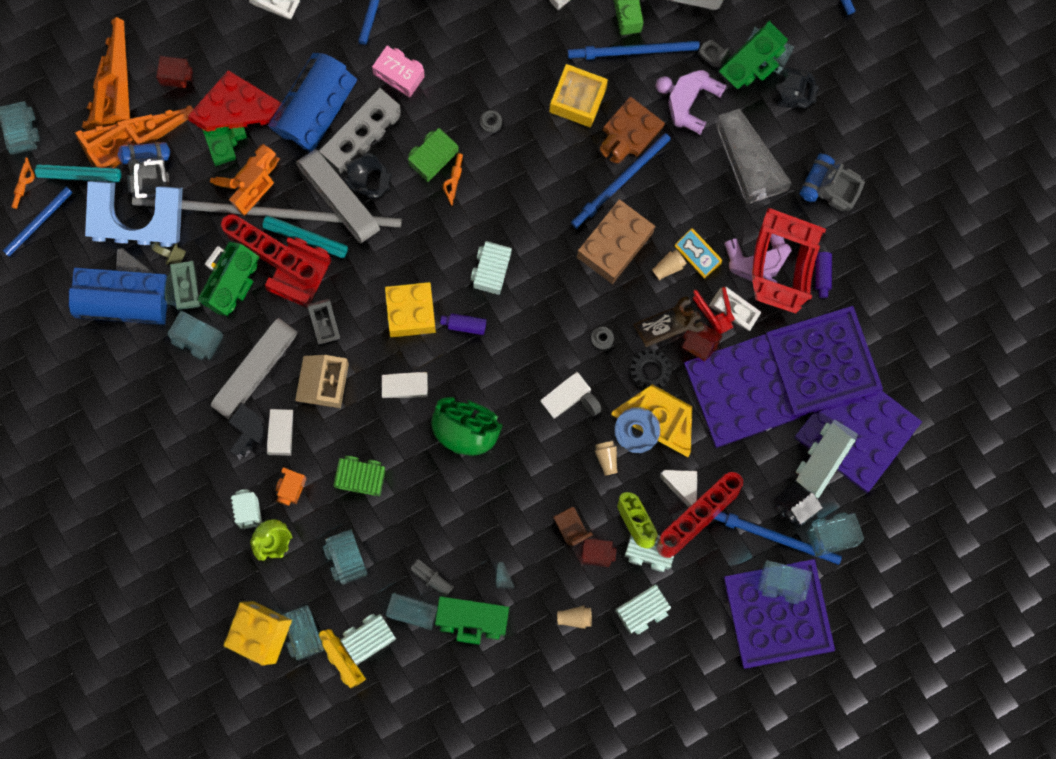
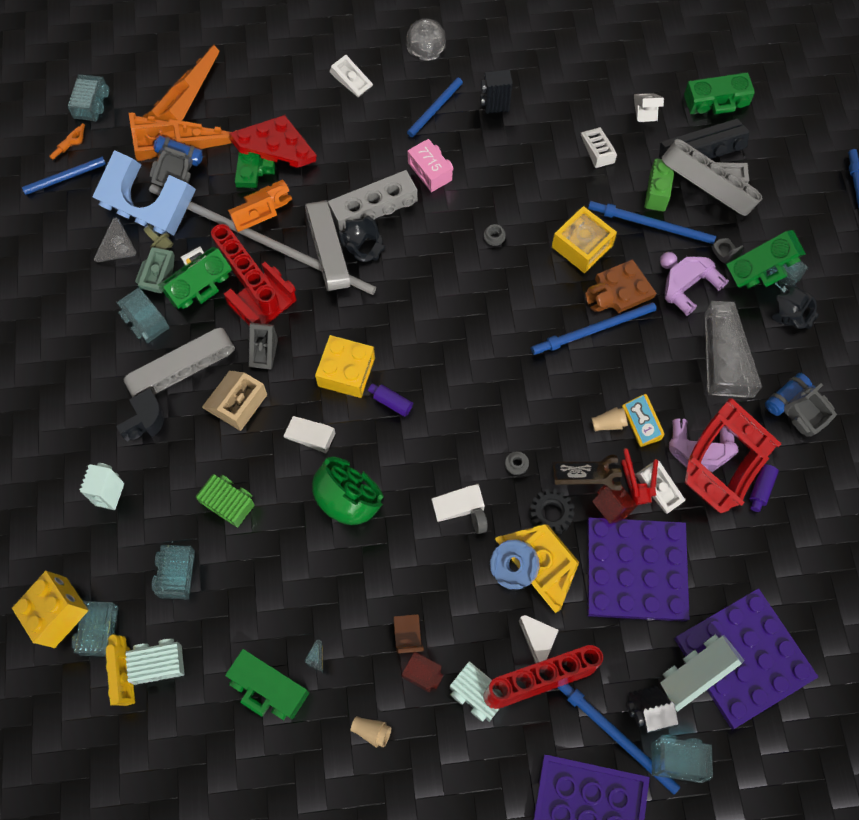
camera: 30 degrees right, 10 degrees down
(78, 173) = (111, 145): teal axle -> none
(118, 296) = (92, 256): blue brick -> none
(173, 72) = (237, 99): clear red brick -> none
(227, 182) = (236, 199): orange hand -> none
(270, 540) = (111, 524): lime hair -> none
(280, 432) = (174, 431): white slope -> none
(290, 487) = (156, 483): orange brick -> none
(311, 238) = (271, 259): teal axle -> none
(313, 101) = (344, 162): blue brick -> none
(412, 611) = (208, 652): clear light blue brick -> none
(431, 578) = (246, 628): dark grey axle -> none
(433, 154) = (428, 242): bright green brick -> none
(455, 175) = (437, 273): orange hand -> none
(491, 268) = (438, 358): light aqua brick -> none
(607, 457) = (473, 579): tan cone -> none
(615, 241) = (566, 379): medium nougat brick -> none
(637, 511) = (471, 663): lime beam -> none
(643, 609) = (444, 753): light aqua brick -> none
(784, 581) = (607, 788): clear light blue brick -> none
(824, 361) = (734, 573): dark purple plate -> none

